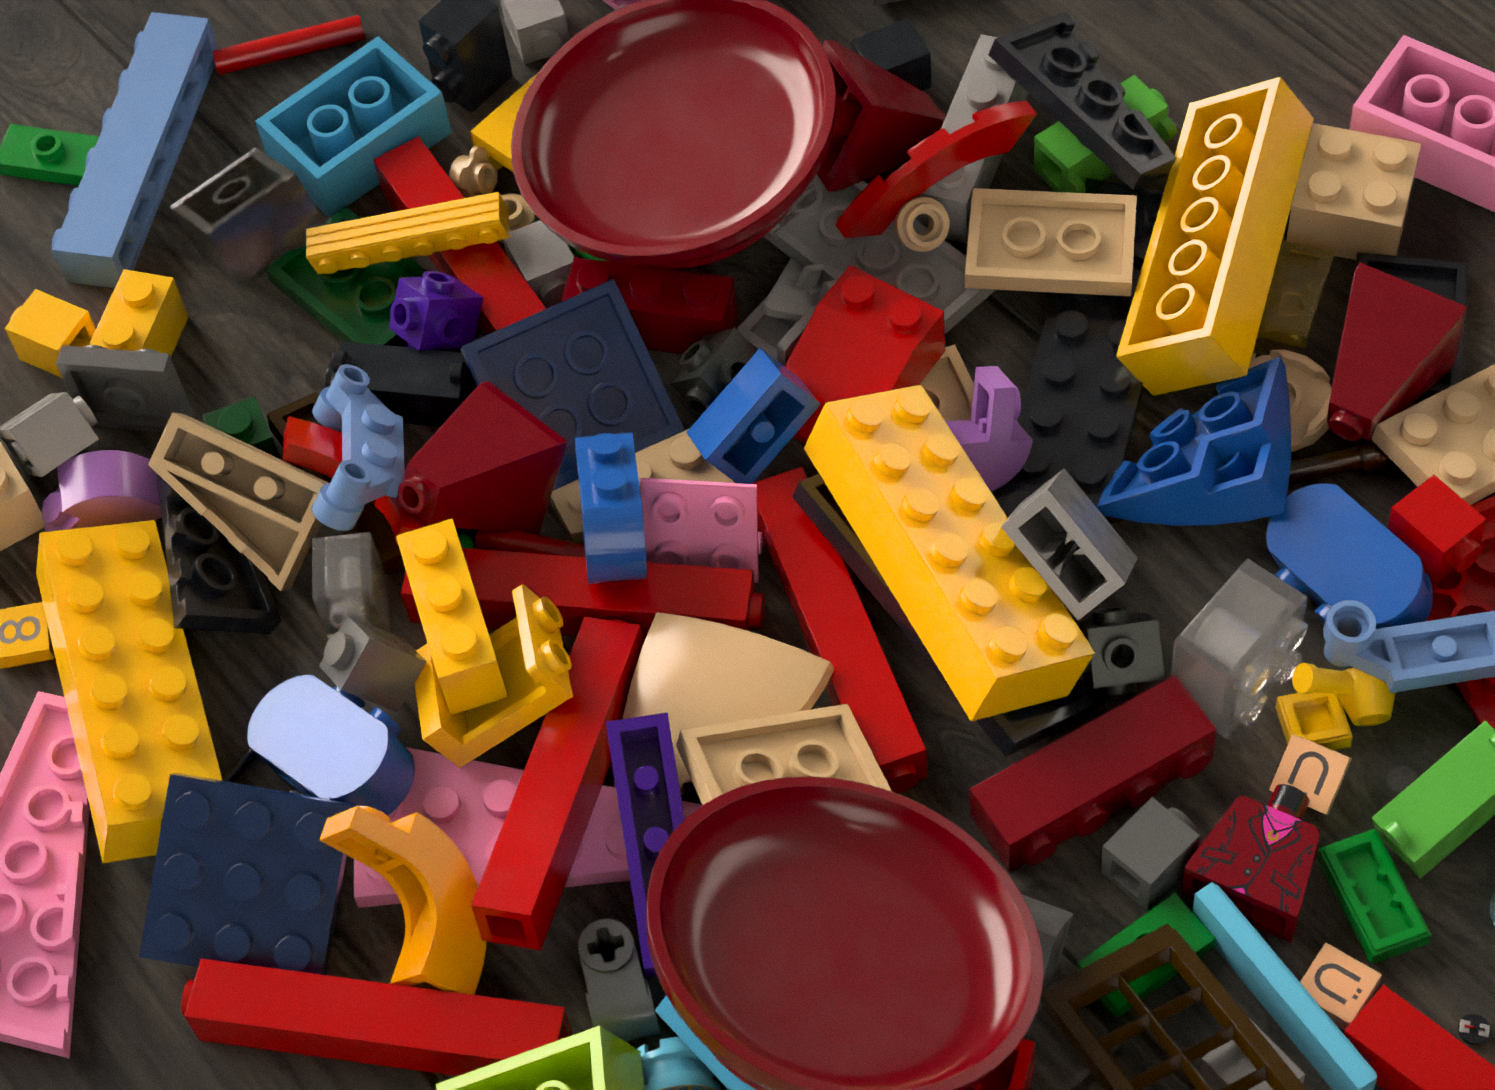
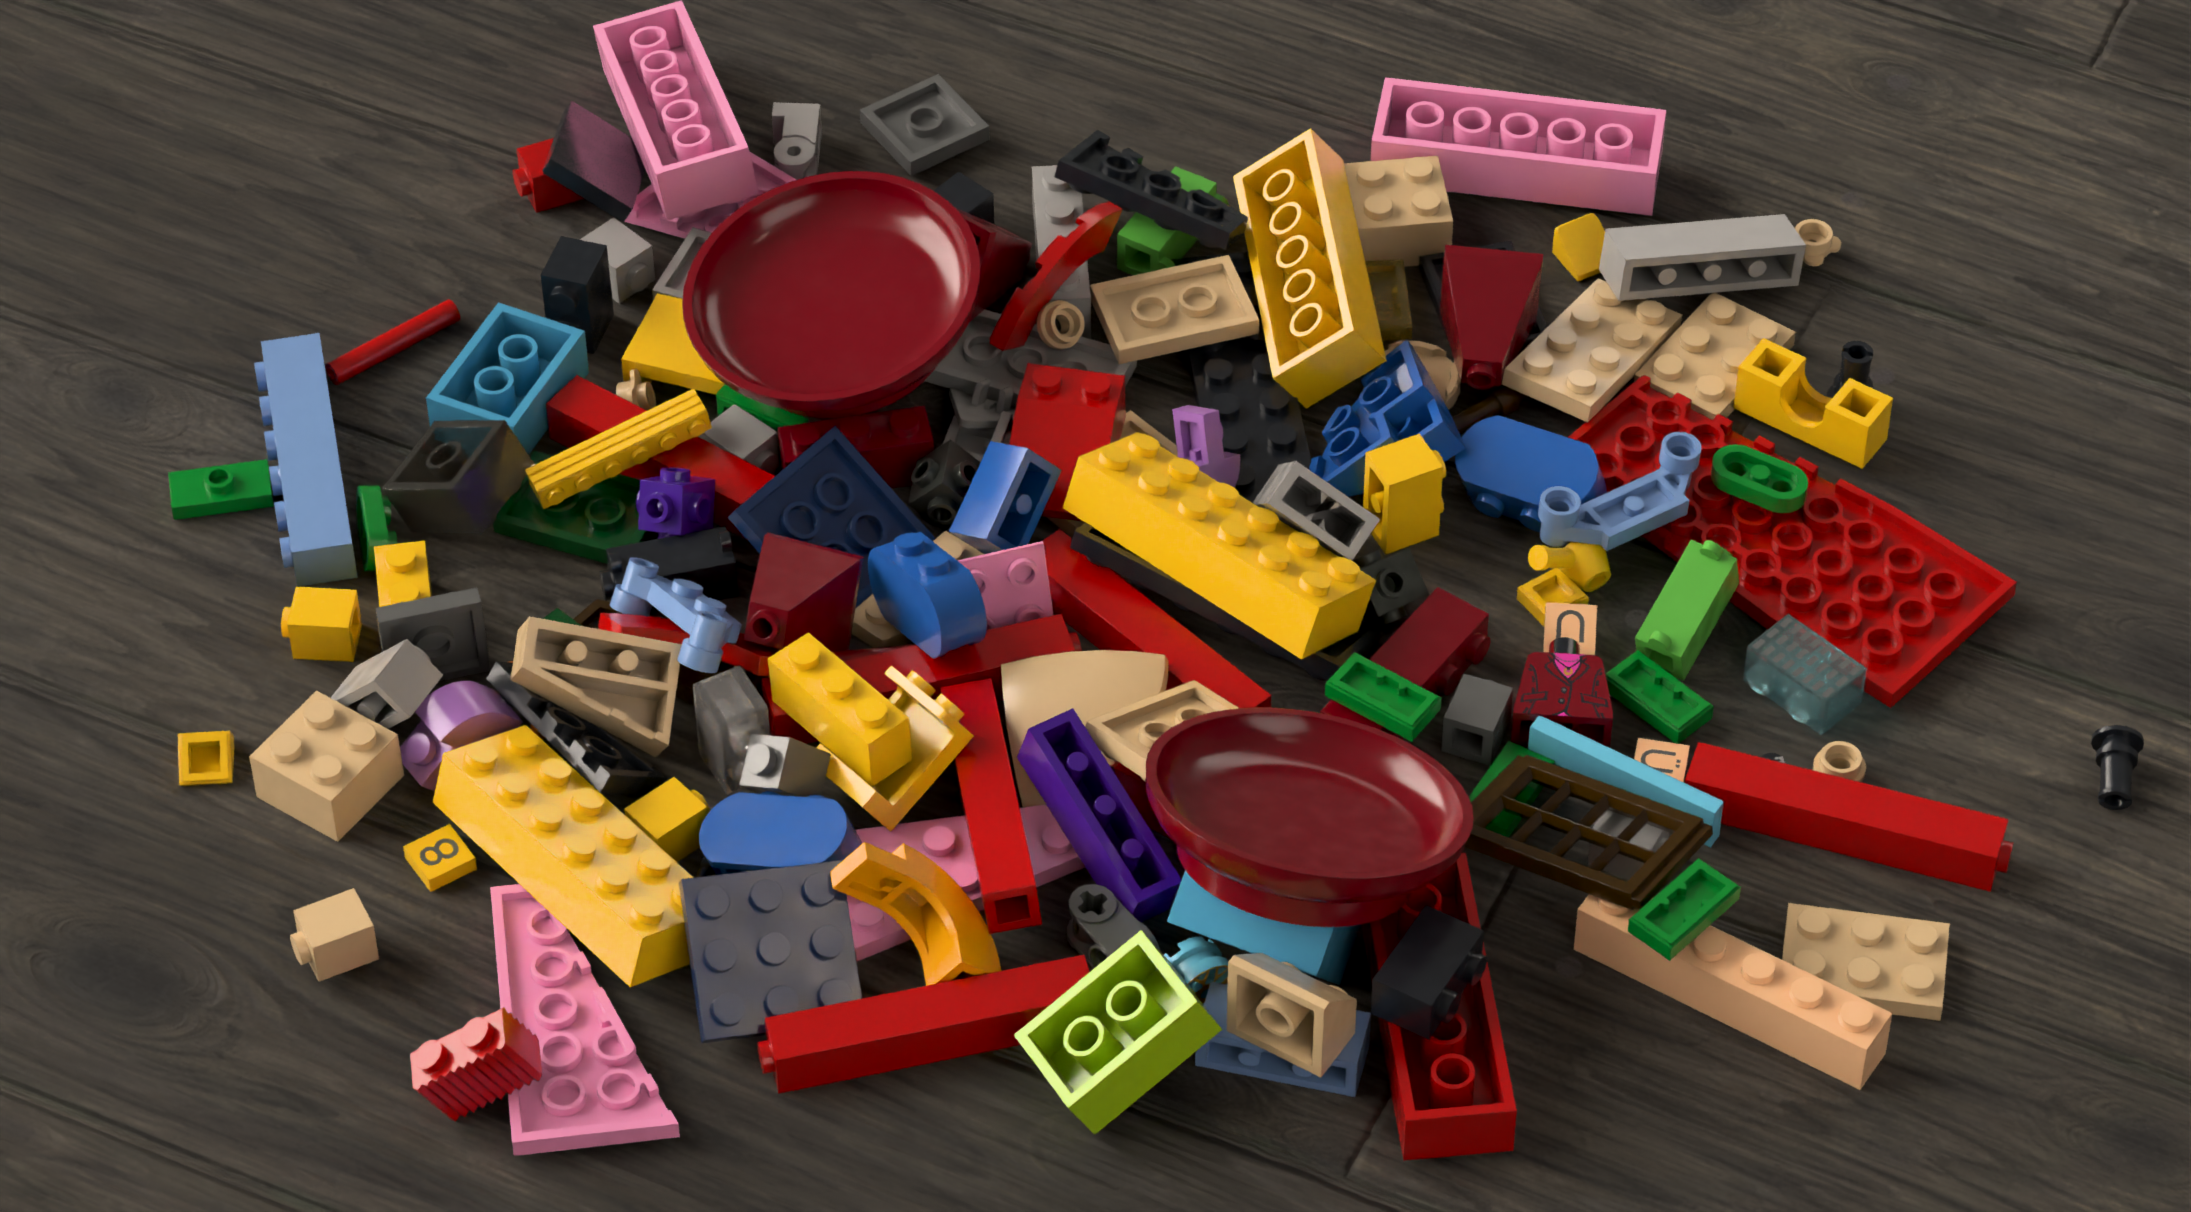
camera: 30 degrees left, 10 degrees down
(155, 237) = (372, 518): none -> green plate
(243, 674) = (671, 817): none -> yellow brick
(1039, 801) = (1383, 696): none -> green plate
(1193, 542) = (1404, 492): none -> yellow brick
(1241, 646) = (1480, 546): clear brick -> none
(1438, 528) = (1591, 421): red brick -> none

